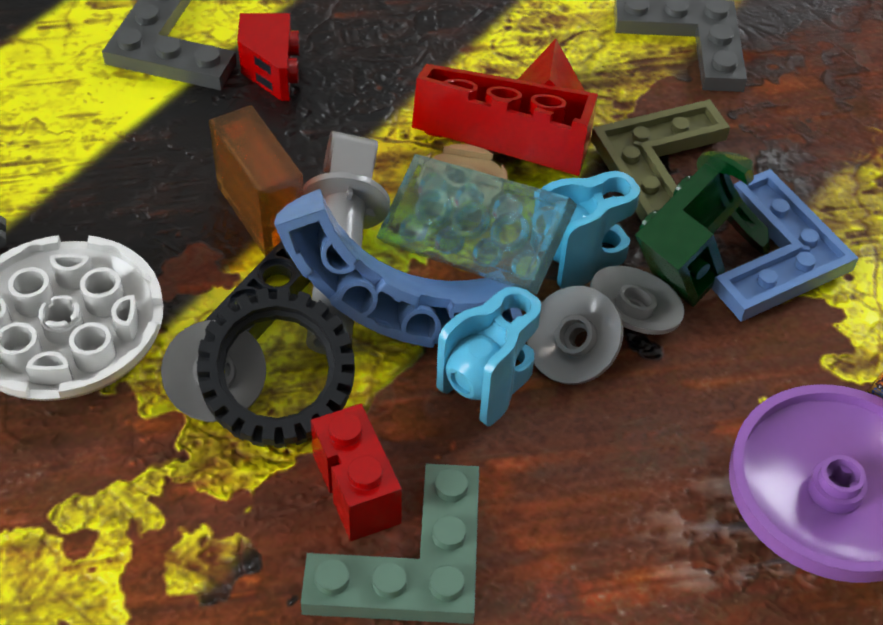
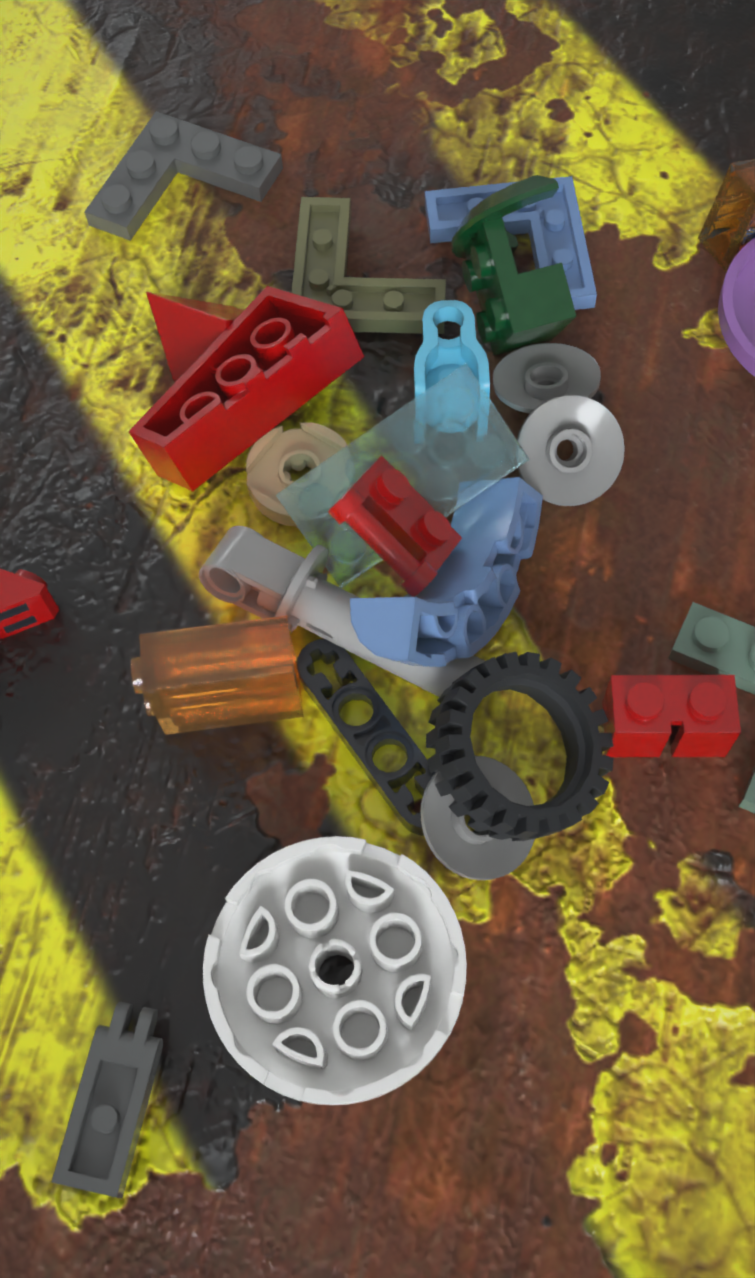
camera: 60 degrees left, 15 degrees up
(430, 224) = (397, 524): none -> red plate
(481, 351) = (597, 533): medium azure piece -> none

